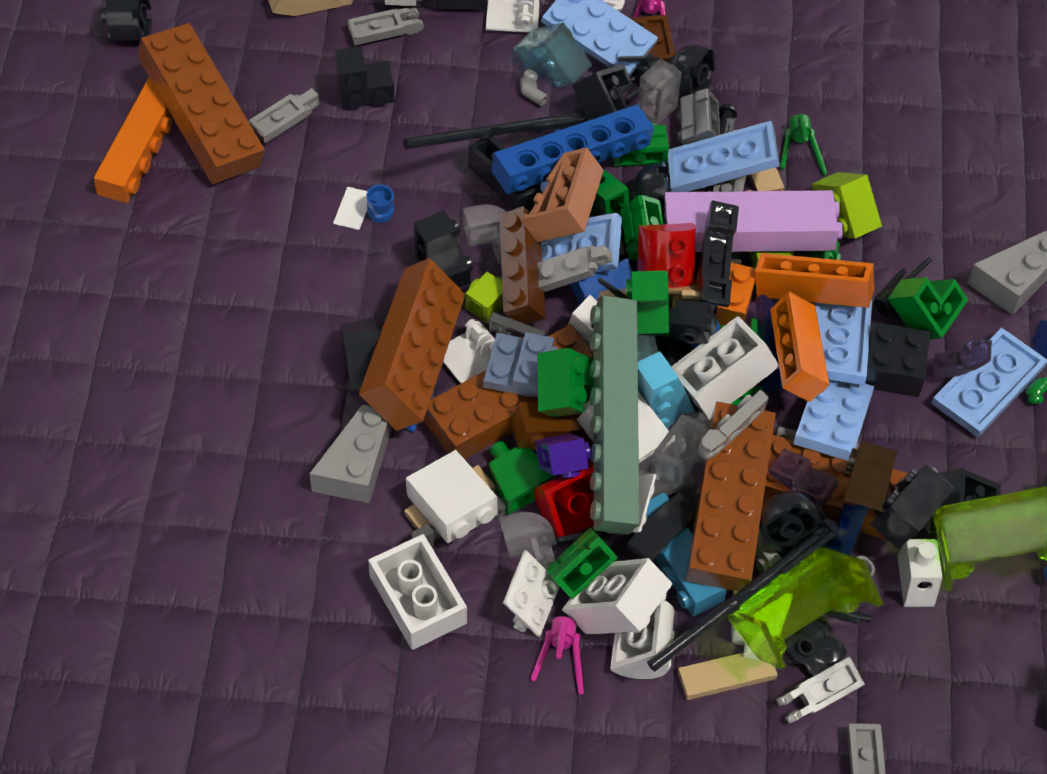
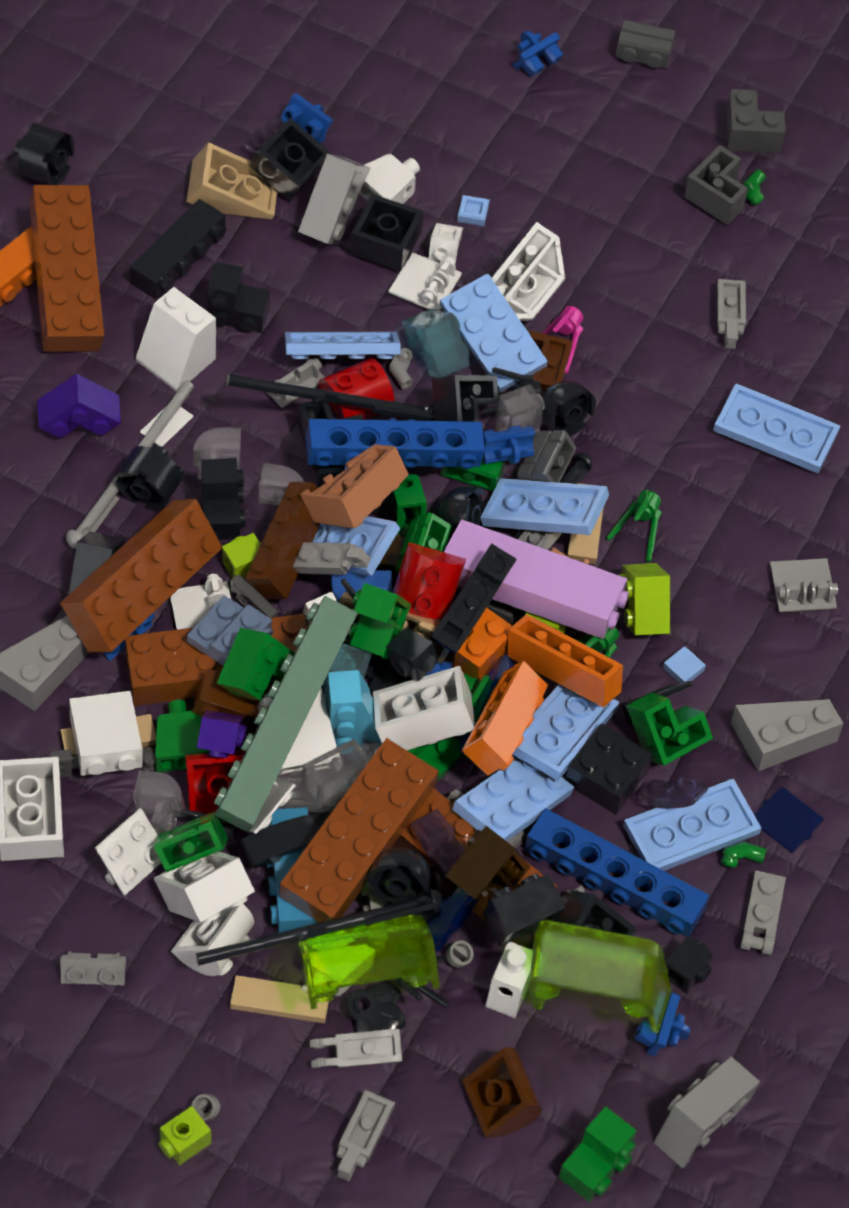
camera: 20 degrees right, 0 degrees up
(270, 217) = (78, 404): none -> dark purple brick
(283, 115) = (133, 309): light grey hinge -> none
(287, 54) = (178, 249): none -> black brick
(330, 334) = (109, 498): none -> light grey bar
(331, 130) = (177, 339): none -> white slope
(369, 257) = (149, 477): none -> black brick
(380, 203) = (189, 427): blue wheel -> none
(384, 25) = (290, 252): light grey hinge -> none
(411, 208) = (217, 444): none -> clear brick
(454, 120) = (305, 375): none -> light grey hinge
(467, 87) = (331, 344): none -> light blue plate
(507, 107) = (361, 379): none -> red brick
(558, 712) = (82, 969): none -> light grey hinge
(561, 636) = (142, 902): dark pink plant -> none
(668, 115) = (508, 444): none -> blue hips
(731, 427) = (384, 766): light grey hinge -> none
(869, 28) = (776, 428): none -> light blue plate
(905, 250) = (684, 666): none -> light blue tile
(963, 147) = (803, 585): none -> light grey hinge
(965, 438) = (609, 858): none -> blue brick
(969, 677) = (502, 1094): none -> reddish brown brick

